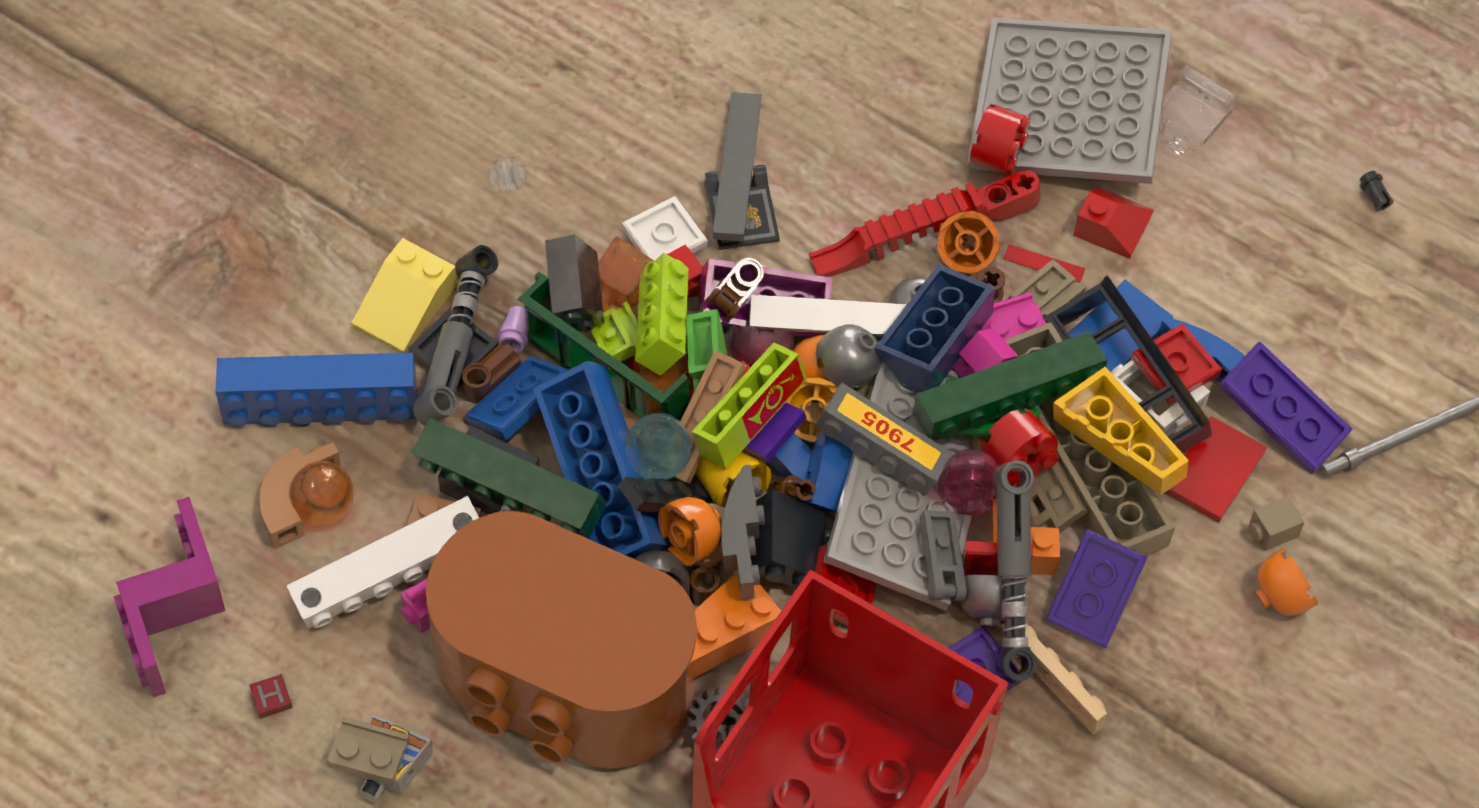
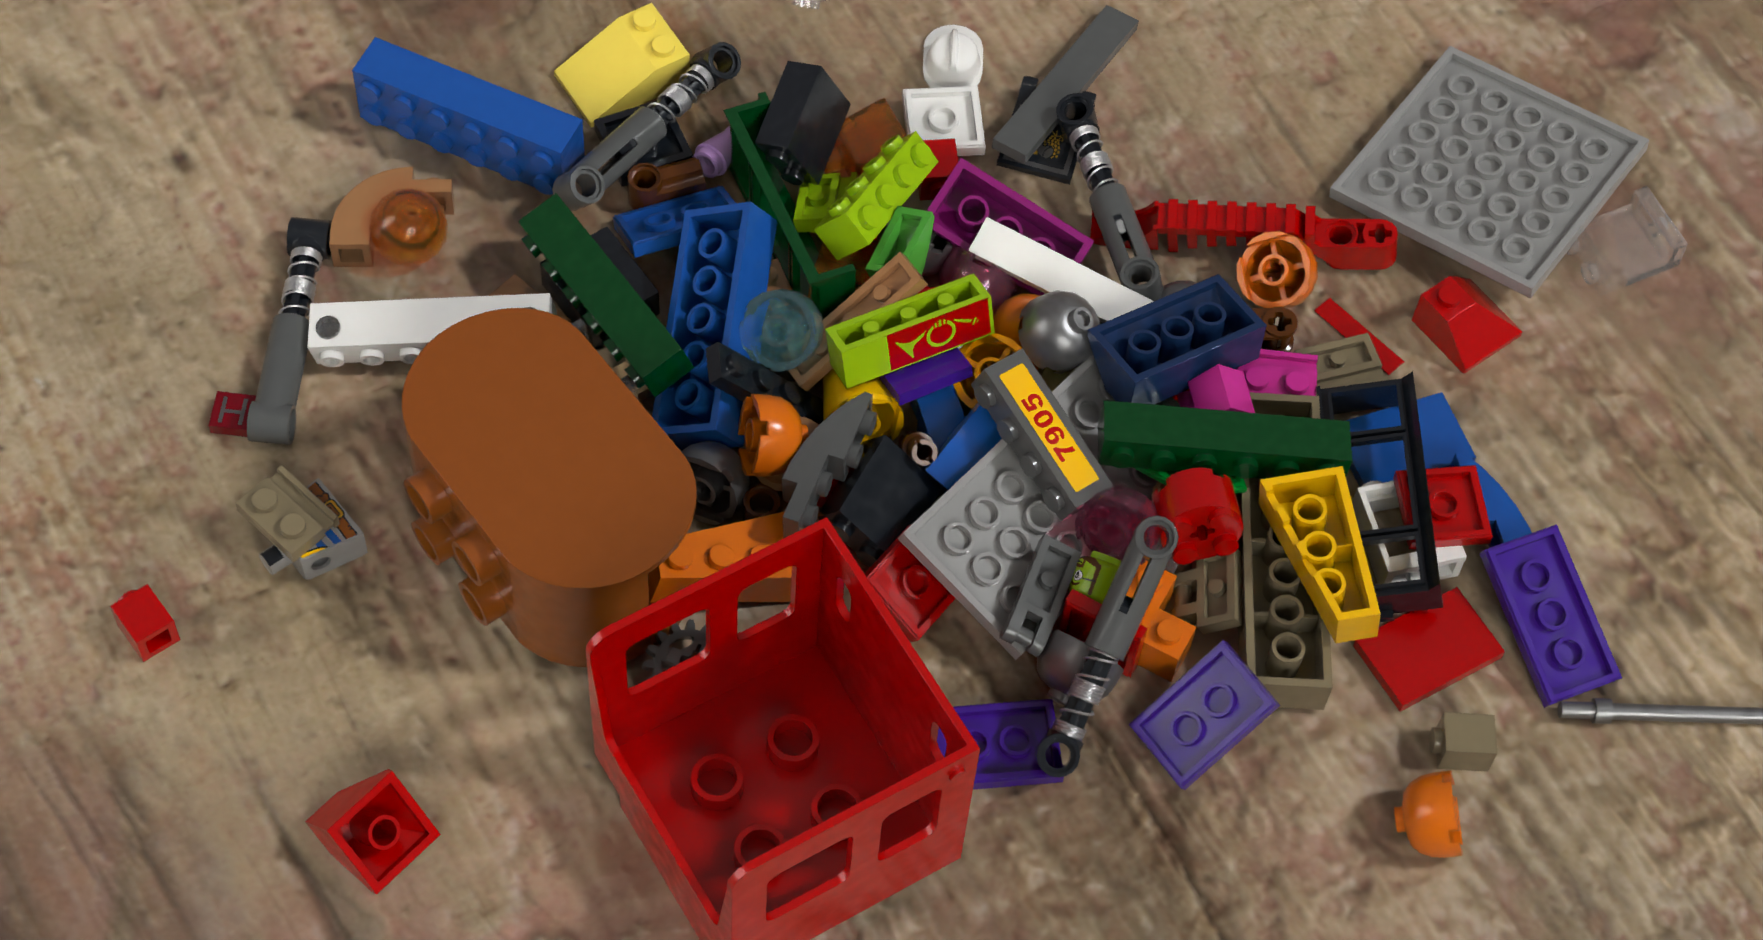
camera: 25 degrees right, 0 degrees up
(168, 597) = (184, 262): magenta bracket -> none
(278, 615) = (274, 411): none -> dark grey piece
(641, 182) = (952, 57): none -> white piece
(733, 291) = (965, 206): reddish brown piece -> none
(822, 242) = (1109, 199): none -> piece
(976, 524) = (1094, 575): none -> lime head
(999, 139) = (1374, 172): red brick -> none
(1066, 685) = (1106, 805): tan plate -> none

